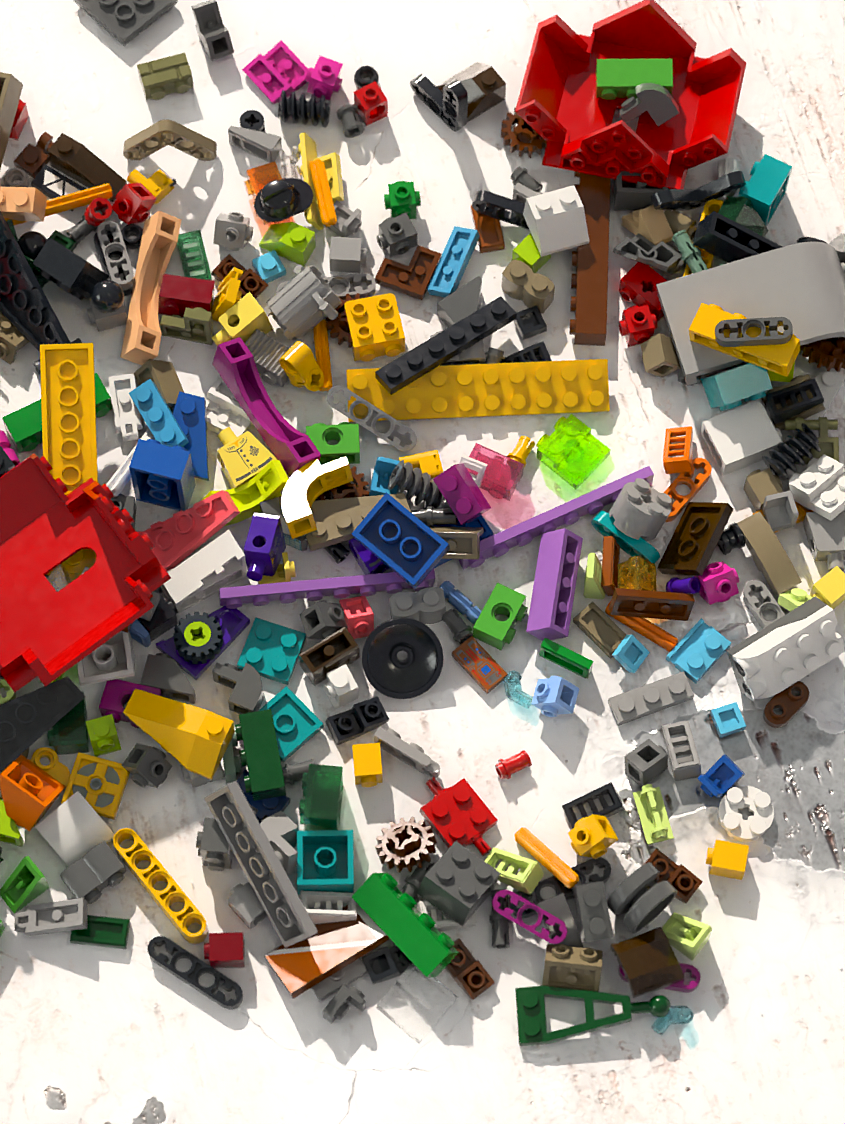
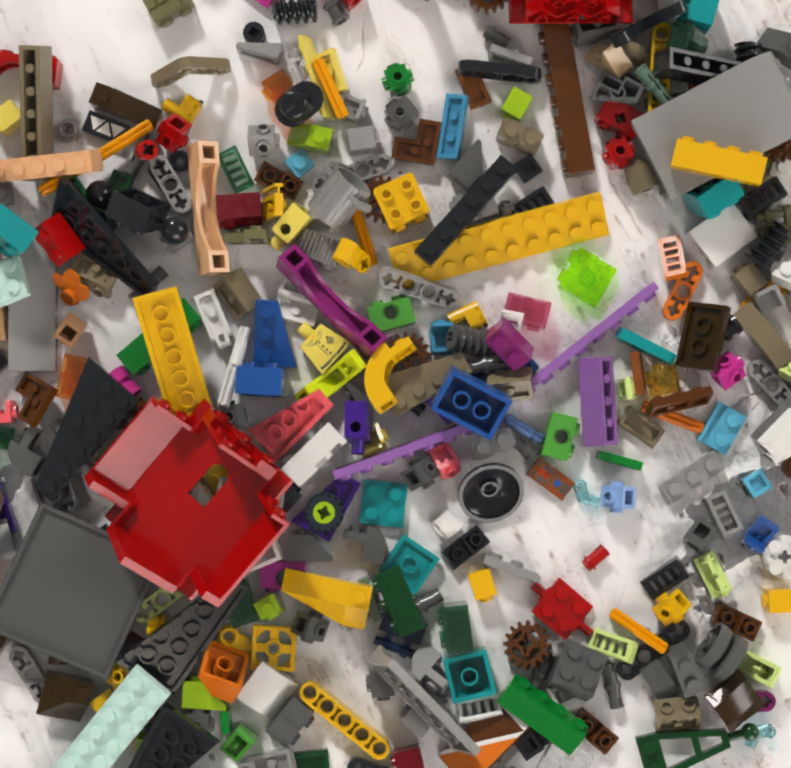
camera: 10 degrees left, 20 degrees up
(15, 854) = (226, 721): none -> green tile
(34, 158) = (77, 105): reddish brown plate -> none
(158, 415) = (244, 327): dark azure plate -> none
(329, 655) = (432, 503): dark brown brick -> none
(507, 912) = (655, 685): magenta beam -> none
(522, 450) = (544, 287): yellow pin -> none
(556, 220) = (534, 76): white slope -> none
(630, 653) = (669, 444): medium azure plate -> none
(640, 510) = (655, 323): light grey brick -> none
(685, 585) = (697, 379): dark purple pin -> none
(762, 339) = (746, 161): dark grey beam -> none

